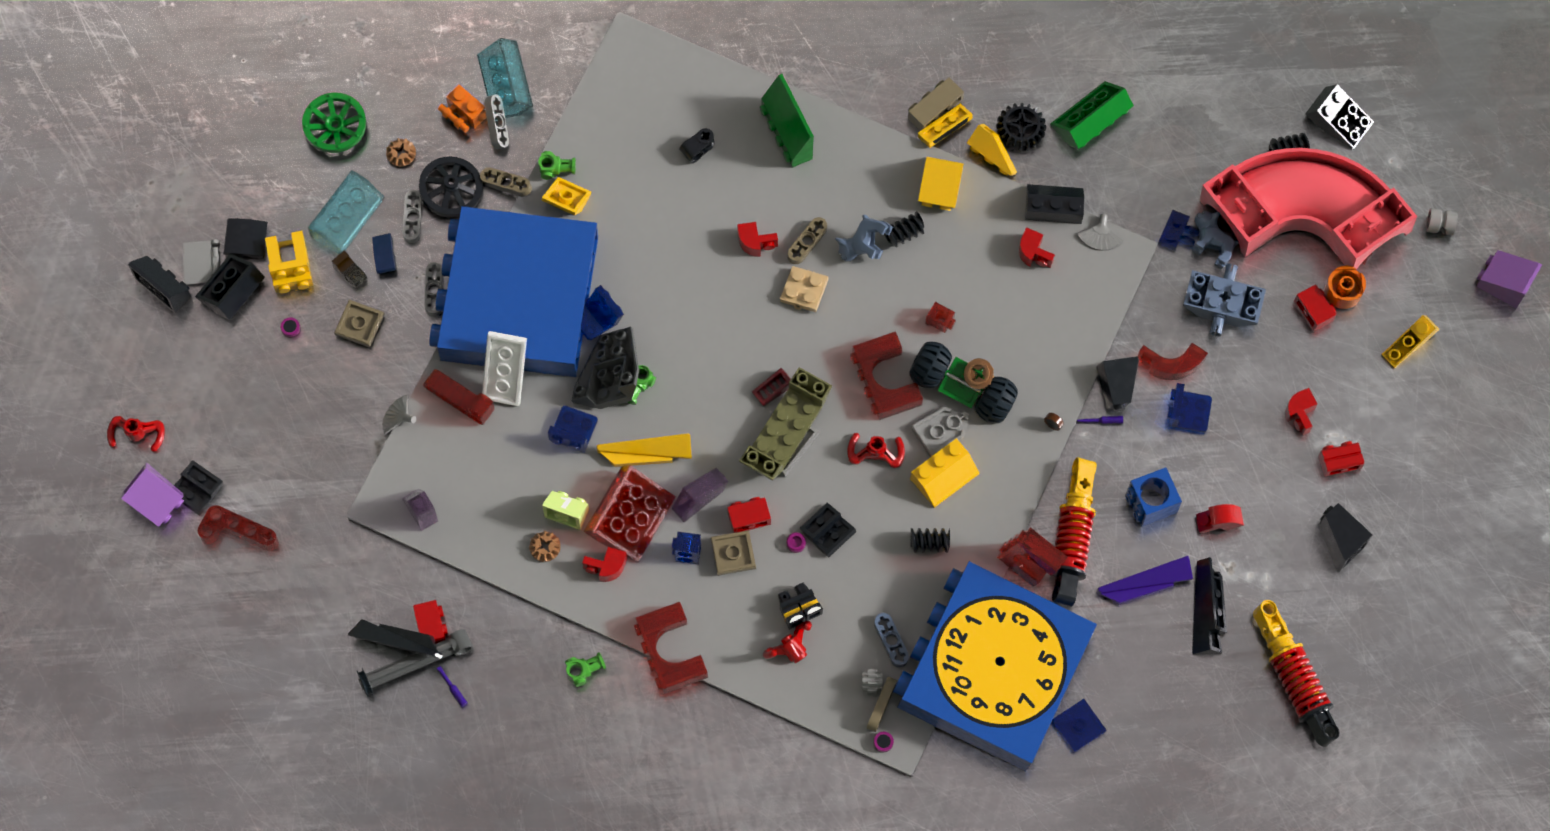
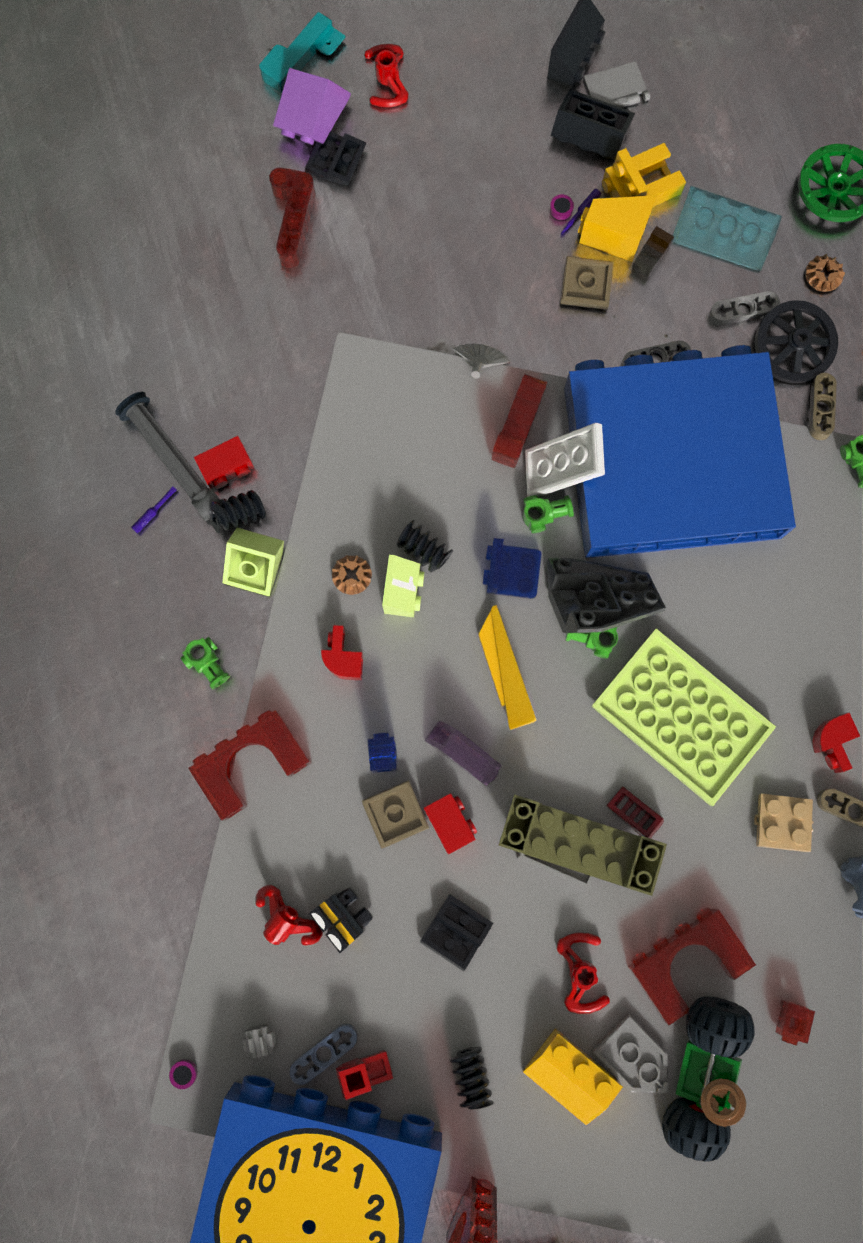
camera: 80 degrees right, 10 degrees up
(101, 509) = (314, 36): none -> teal piece
(245, 238) = (660, 124): black slope -> none
(295, 311) = (595, 194): none -> dark purple piece
(323, 288) = (616, 224): none -> yellow slope
(383, 253) = (681, 287): dark blue slope -> none
(396, 638) = (190, 426): black wedge -> none
(421, 509) = (360, 409): clear purple slope -> none
(473, 619) = (235, 509): none -> black piece
(514, 617) = (252, 561): none -> yellowish green slope
(534, 393) = (548, 511): none -> bright green connector
(538, 487) = (423, 547): none -> black piece
(566, 196) = (824, 484): yellow slope -> none
(599, 314) = (673, 563): clear blue bracket -> none
(630, 513) = (416, 669): clear red slope -> none
(711, 337) = (683, 717): none -> yellowish green plate
(796, 542) = (429, 893): magenta tile -> none
(881, 704) = (231, 1061): dark tan beam -> none
(910, 611) = (360, 1074): none -> red brick
(1053, 421) = (686, 1219): reddish brown tile -> none

